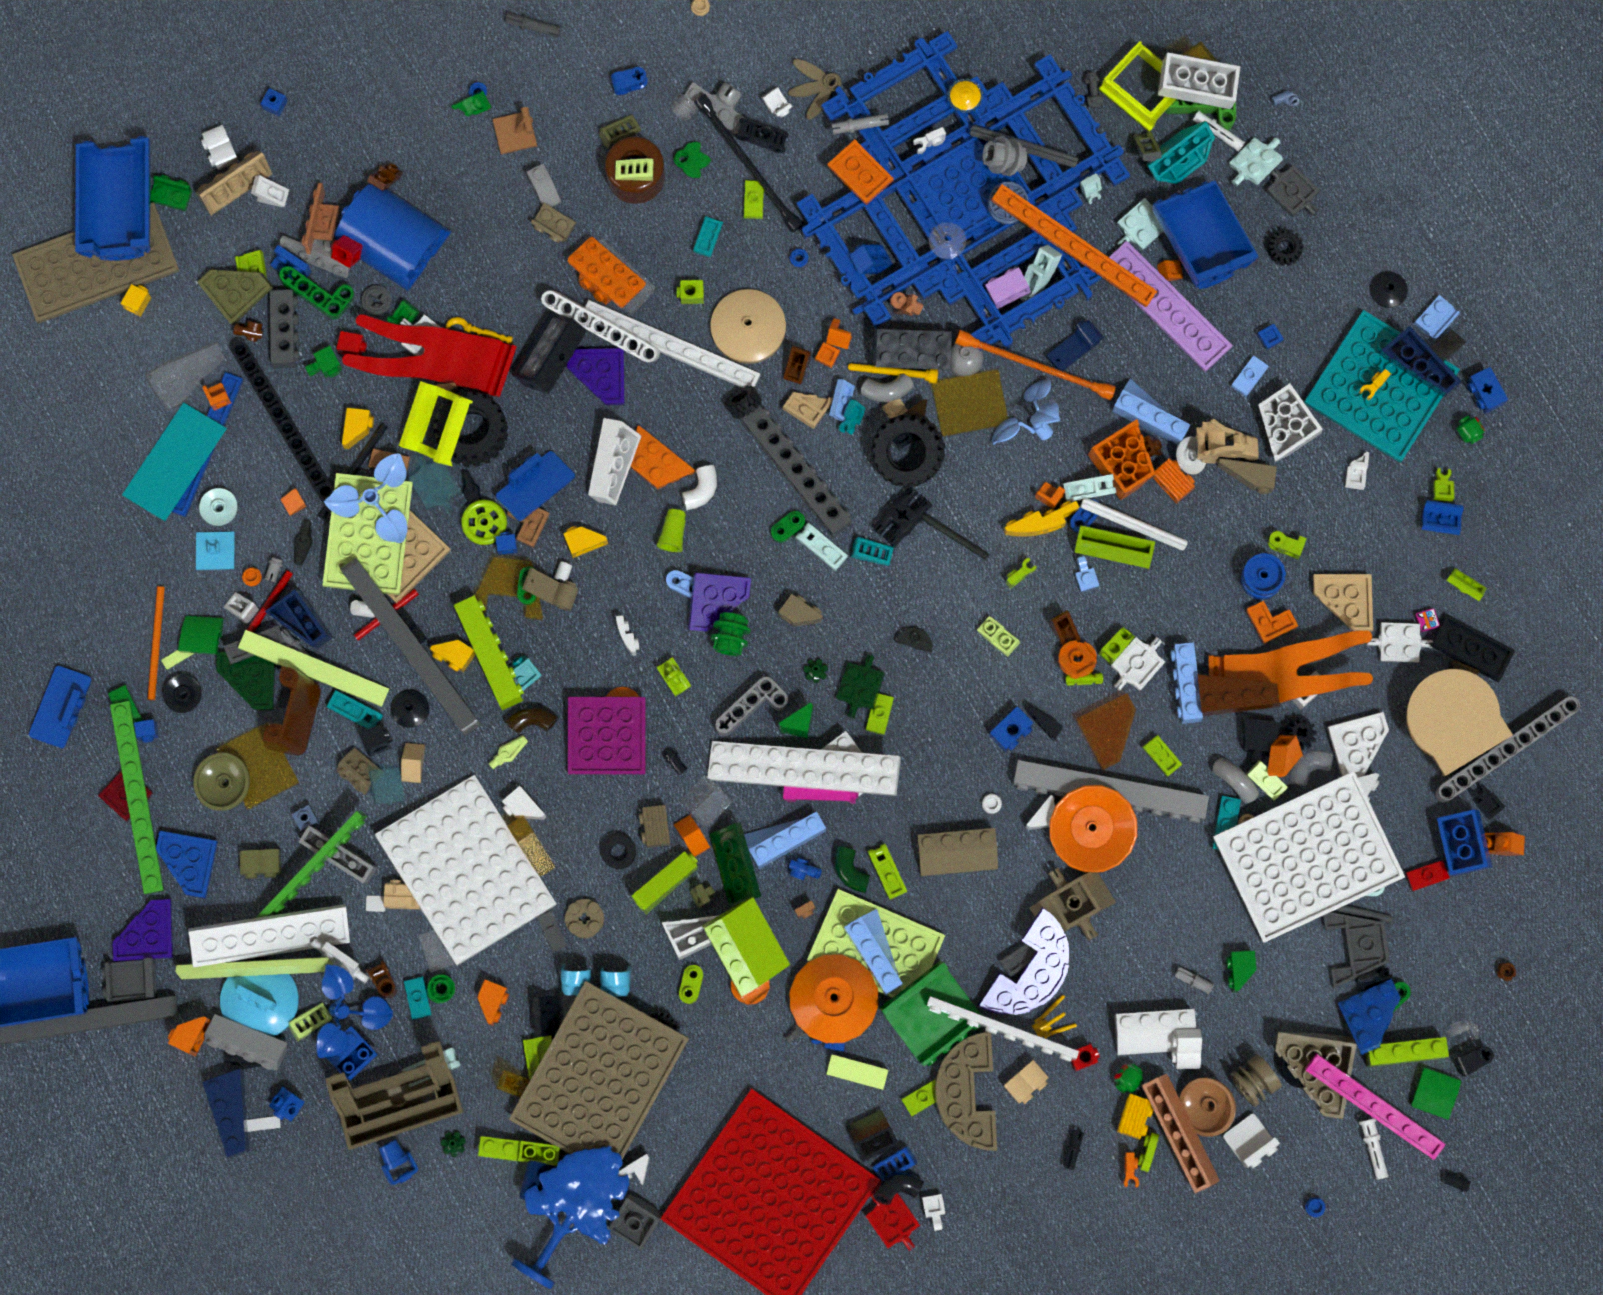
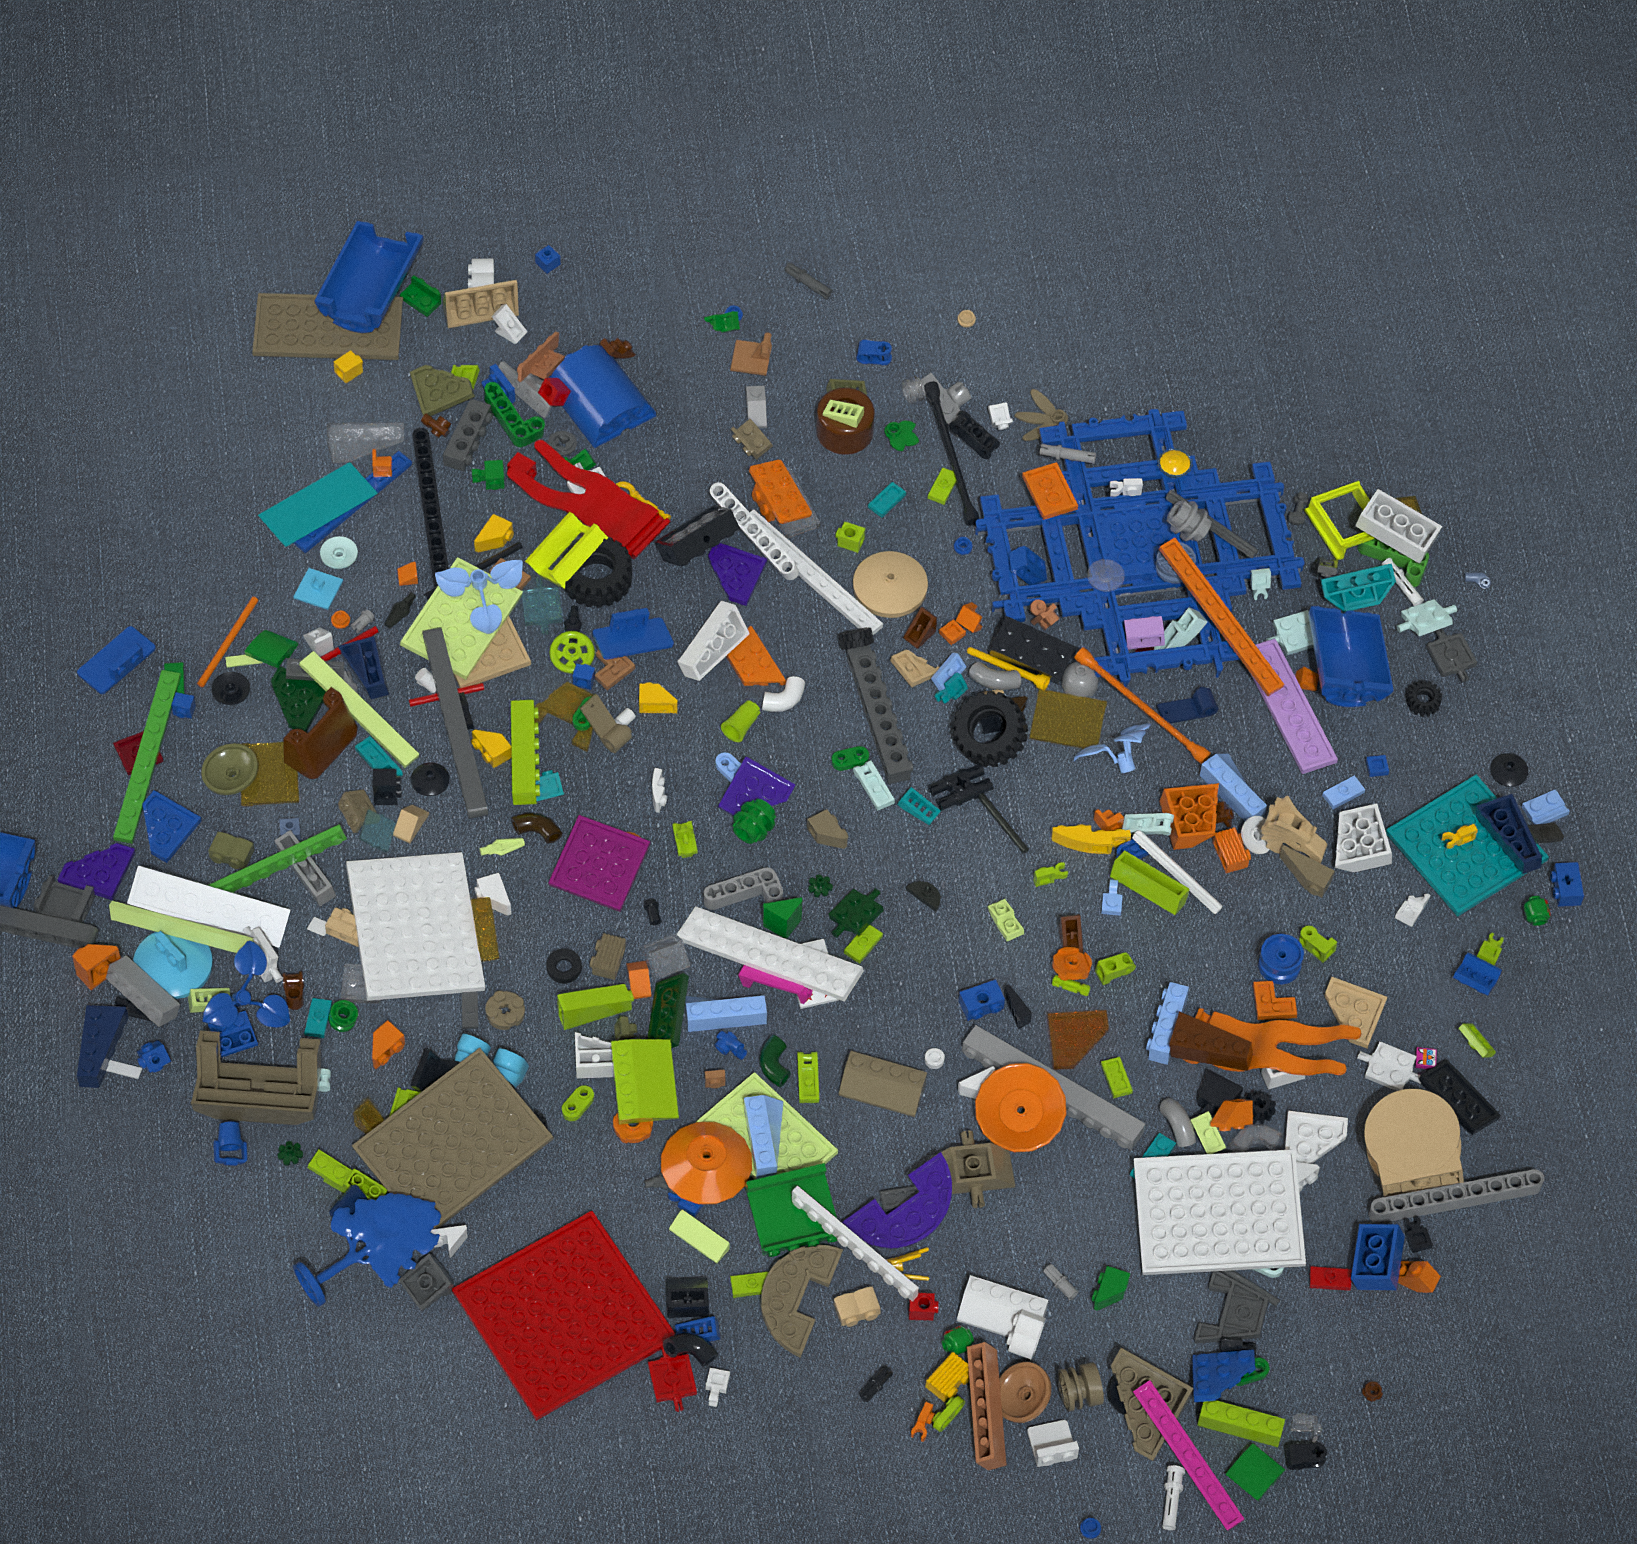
camera: 20 degrees right, 20 degrees down
(1138, 664) = (1128, 991): white plate -> none

